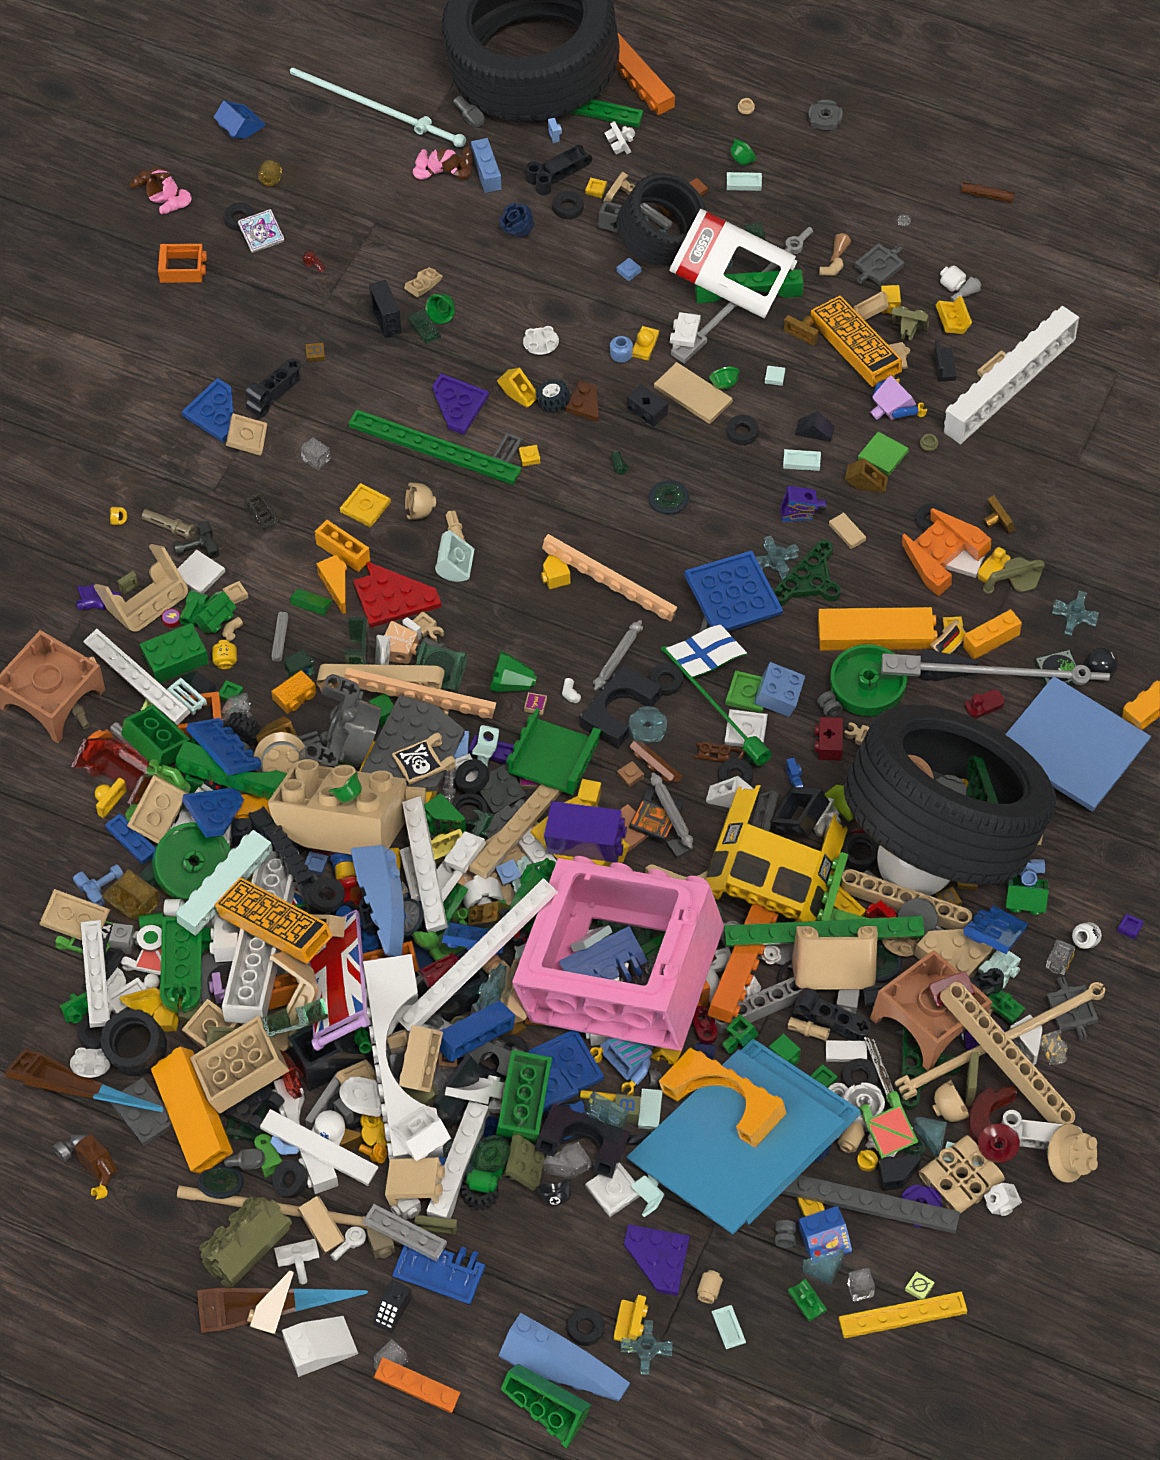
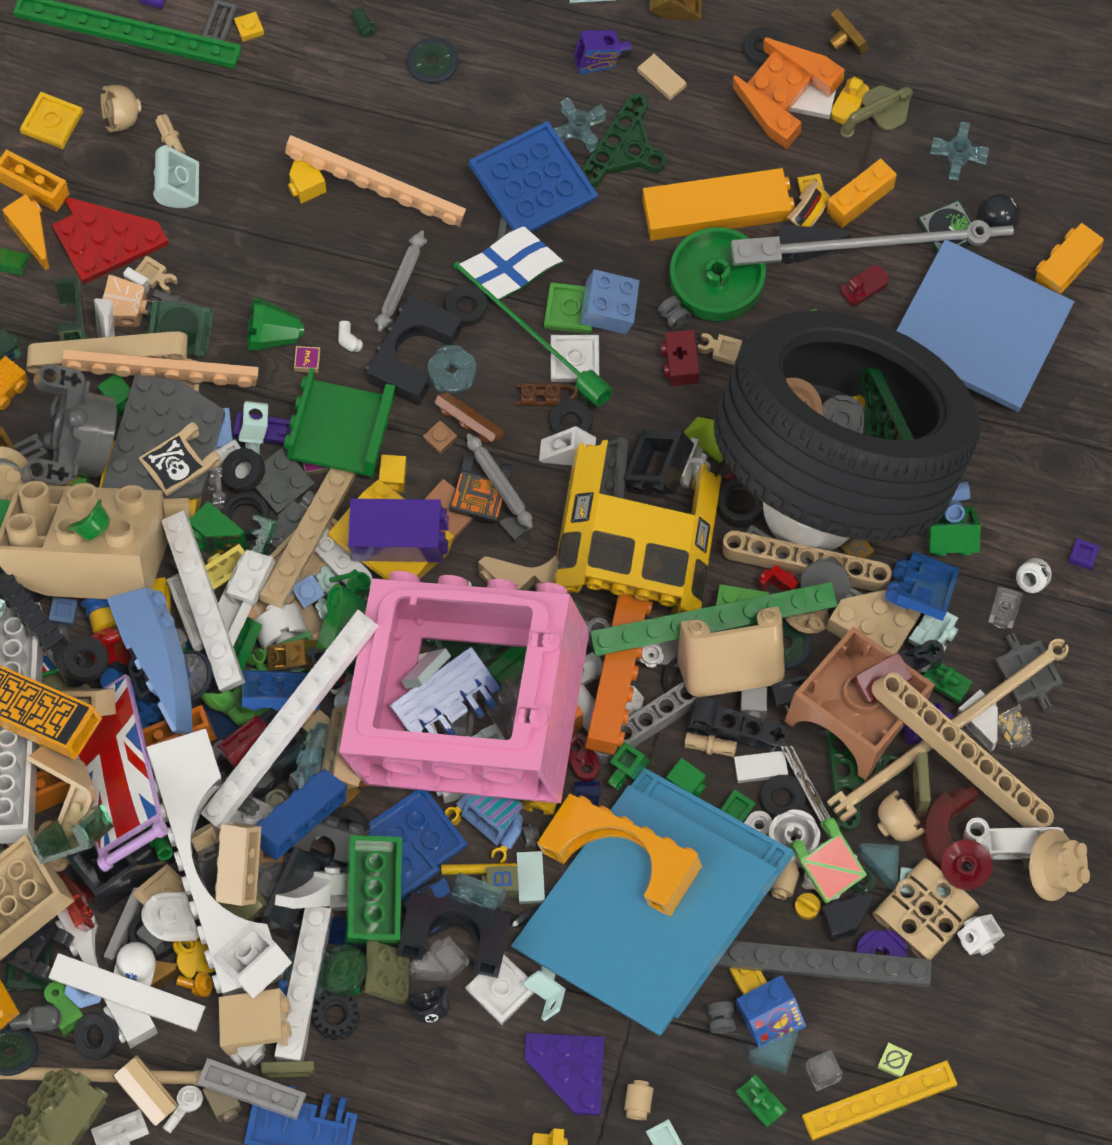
camera: 10 degrees left, 10 degrees up
(482, 1181) = (337, 1007): green brick -> none
(794, 772) = (643, 410): blue plate -> none
(833, 883) = (715, 551): bright green plate -> none
(848, 904) = (730, 573): yellow plate -> none

